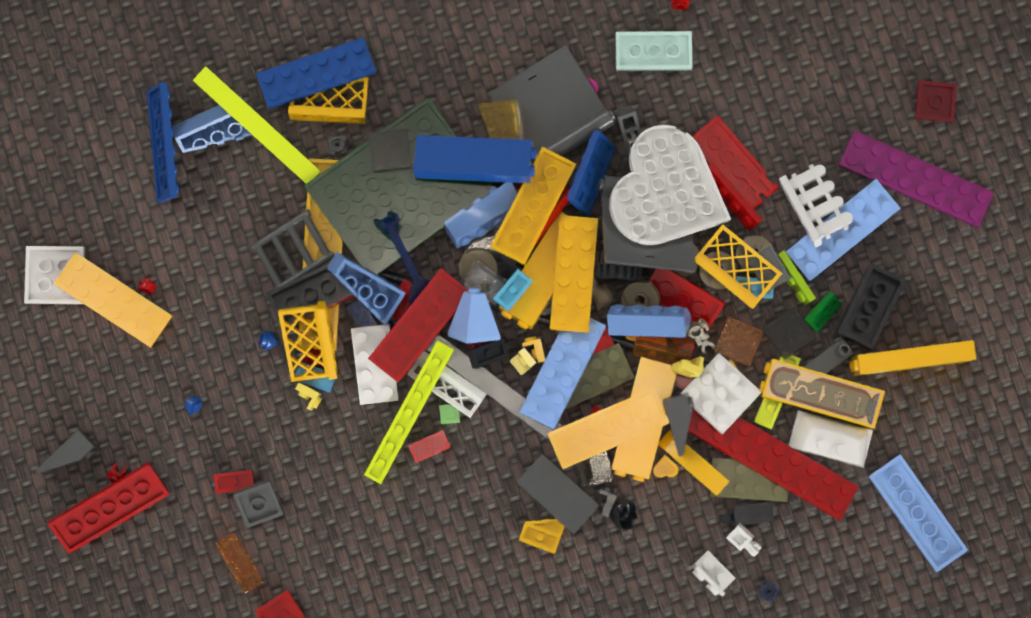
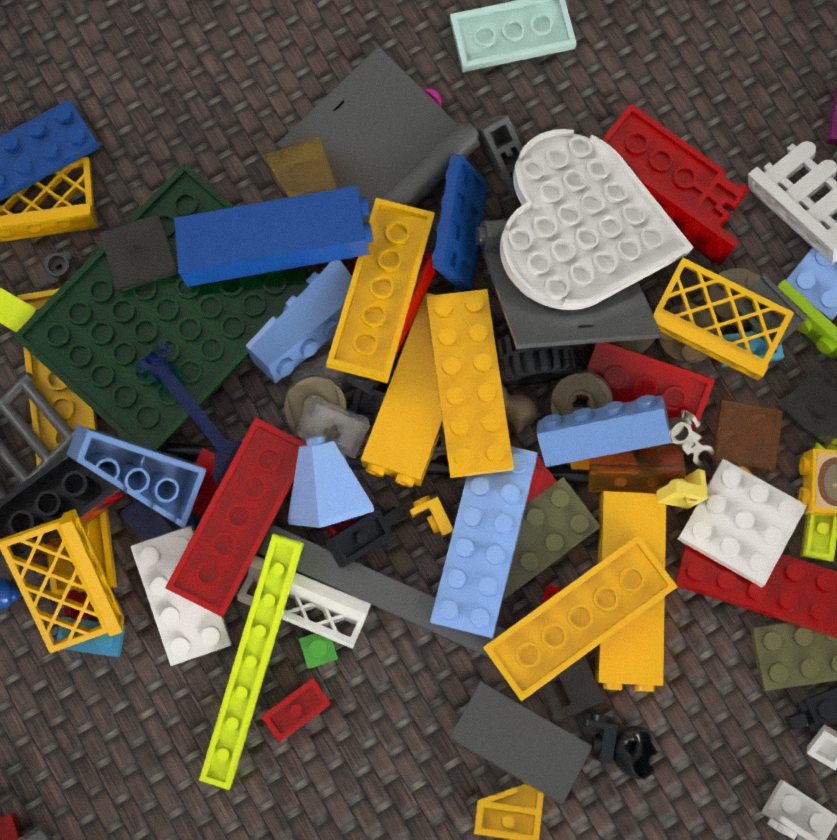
camera: 15 degrees left, 5 degrees down
(306, 392) = (80, 664): light yellow bracket -> none
(513, 290) = (377, 428): medium azure plate -> none
(522, 361) = (418, 539): light yellow bracket -> none
(665, 467) = (681, 660): yellow tile -> none
(679, 415) = (691, 572): dark grey slope -> none
(682, 381) = (677, 517): plate -> none
(695, 464) = (727, 643): yellow slope -> none

